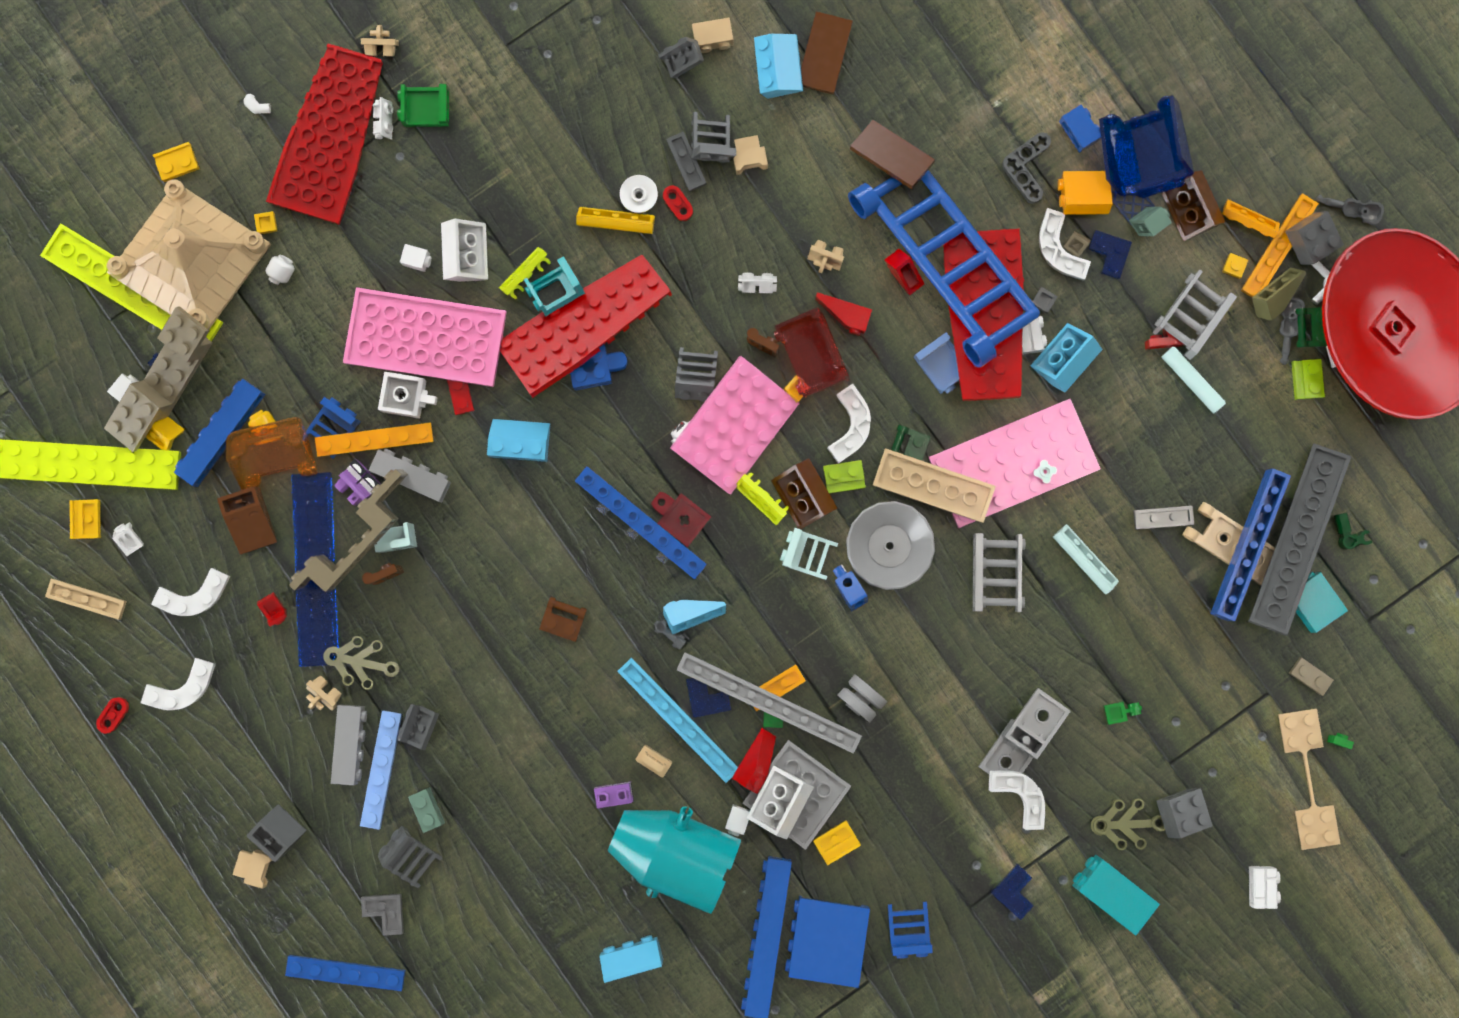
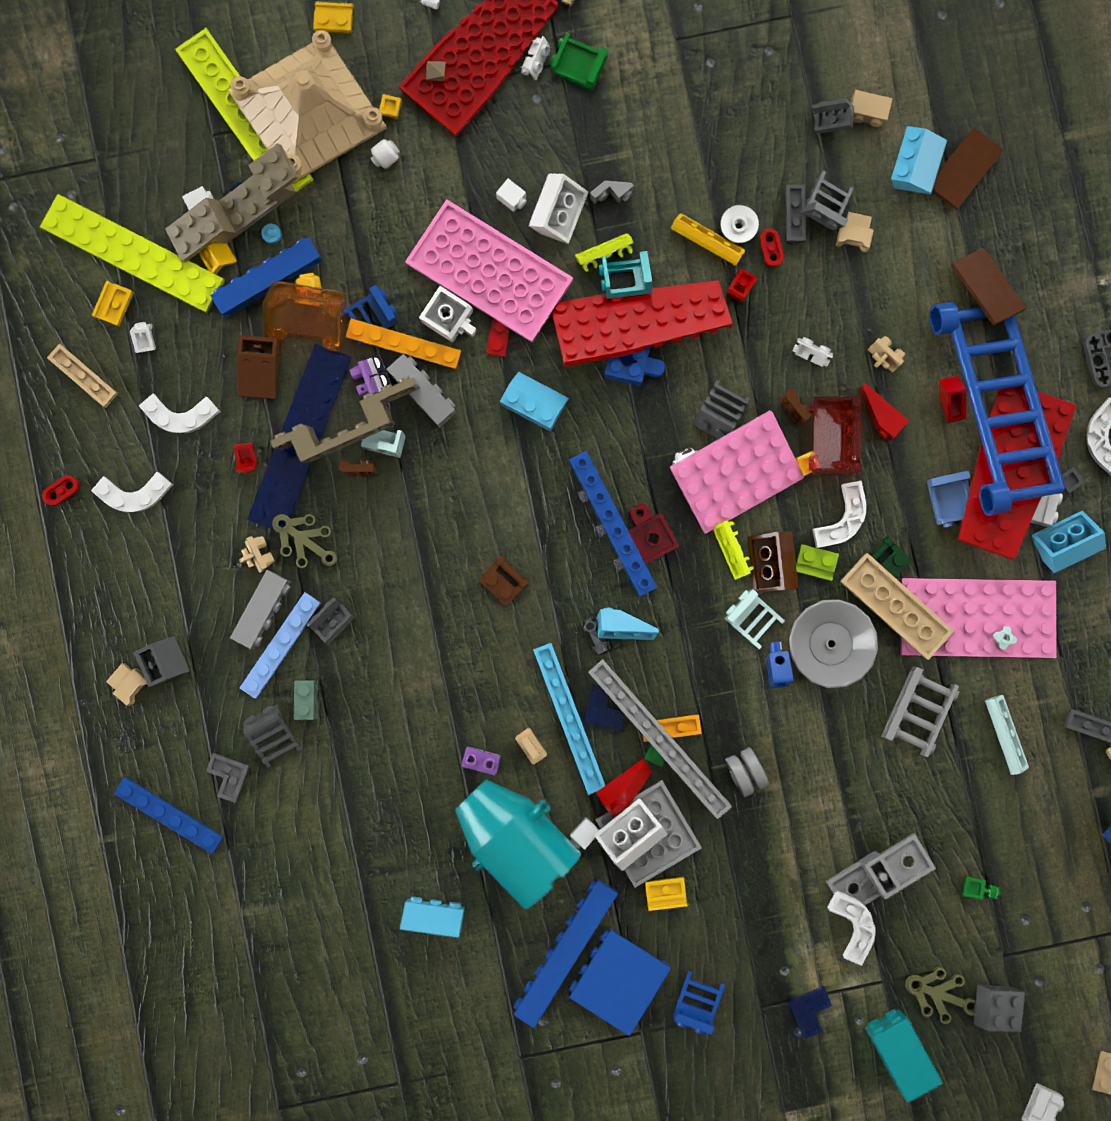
camera: 25 degrees right, 0 degrees up
(206, 389) = (271, 233): none -> medium azure tile
(294, 172) = (435, 71): none -> dark tan slope
(513, 210) = (618, 190): none -> light grey slope
(664, 250) = (741, 285): none -> red slope

